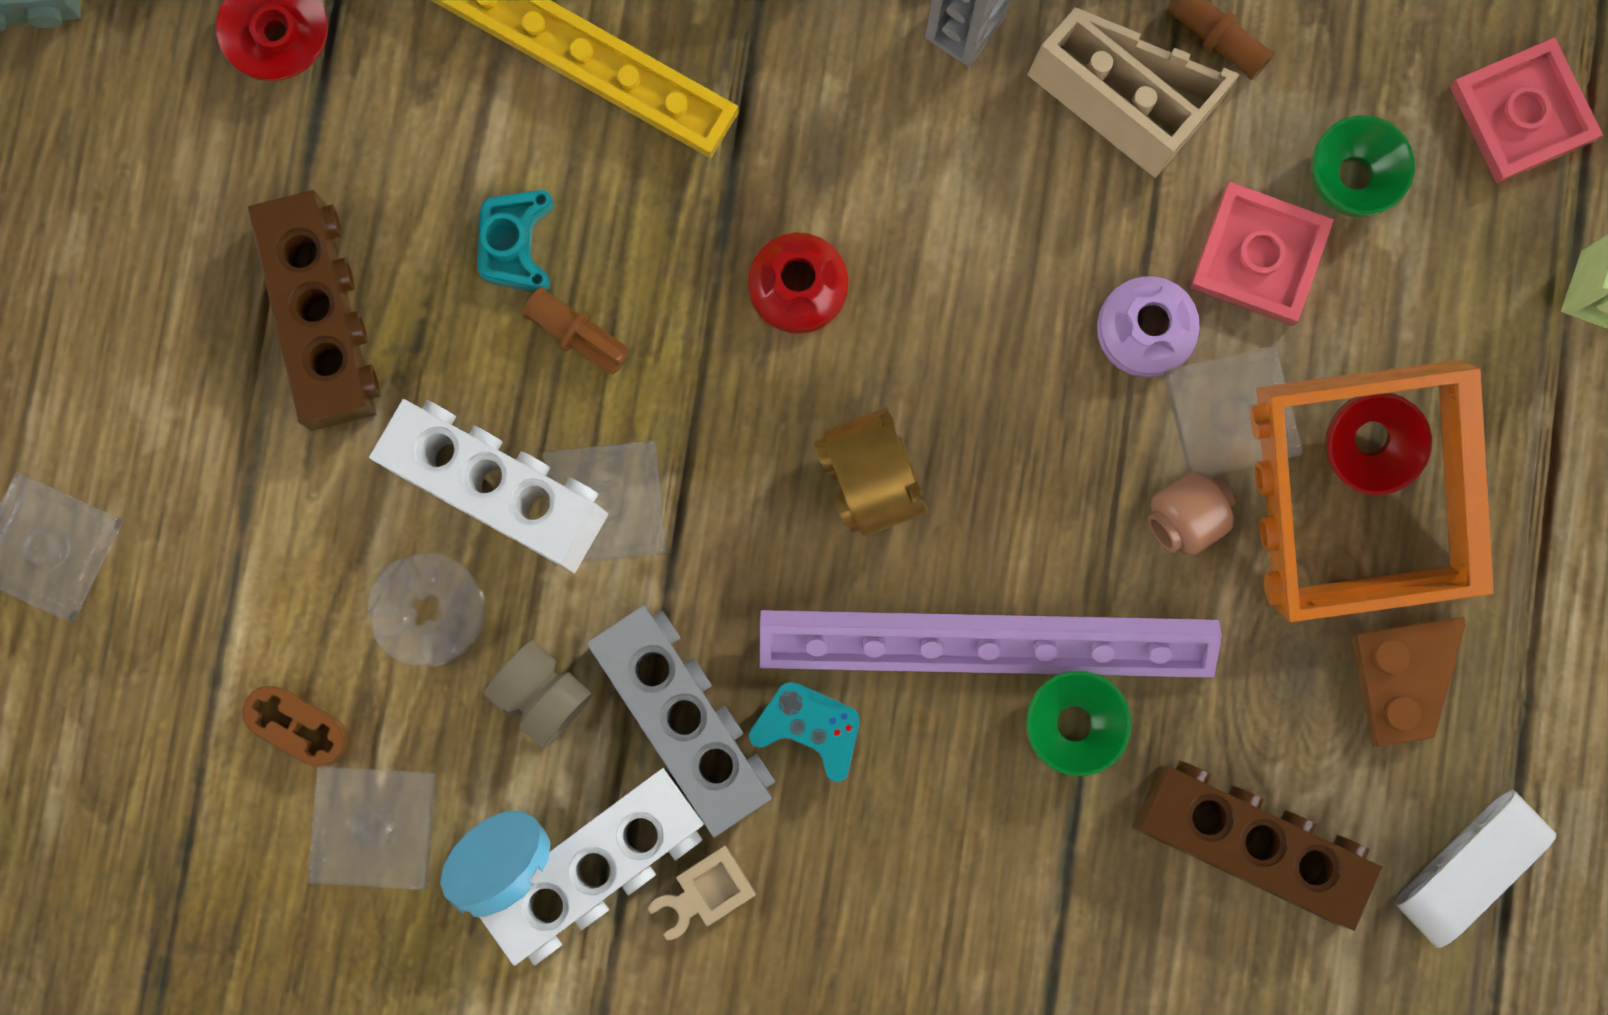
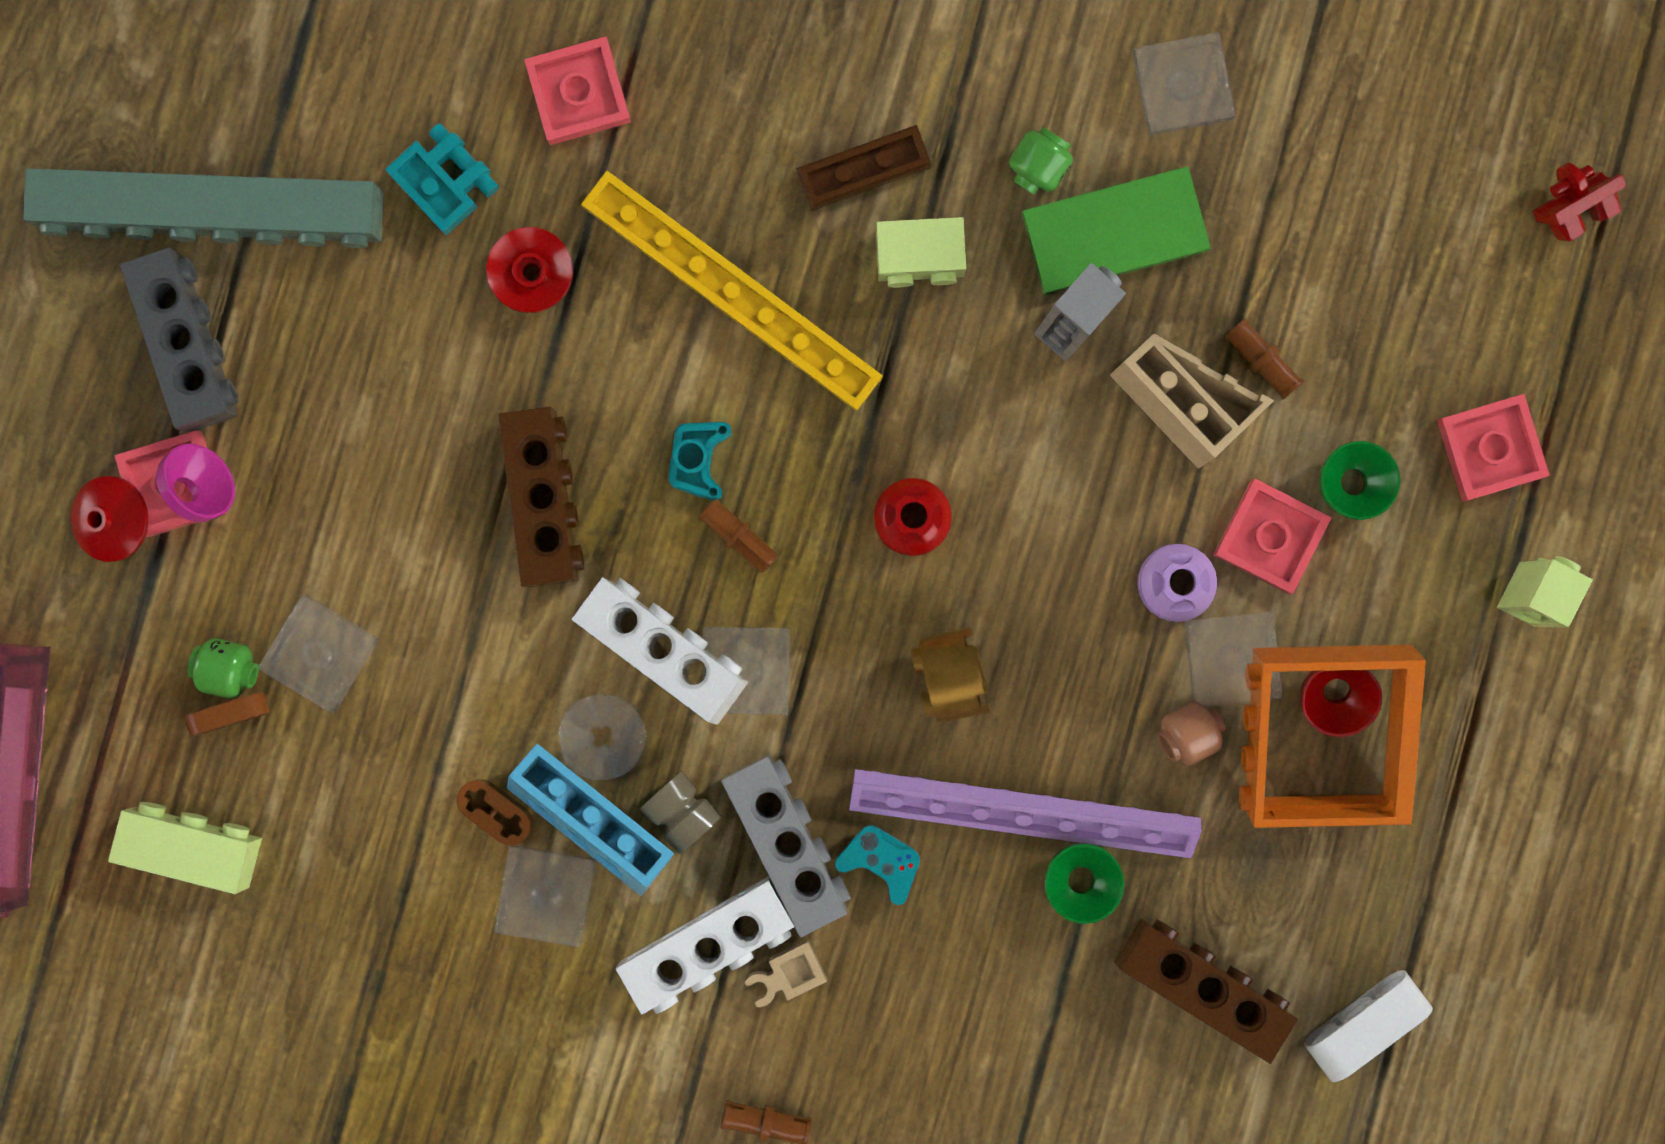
camera: 10 degrees right, 5 degrees up
(418, 717) = (589, 819): none -> medium azure brick
(494, 863) = (635, 936): medium azure tile -> none
(1406, 678) = (1337, 875): dark orange wing -> none

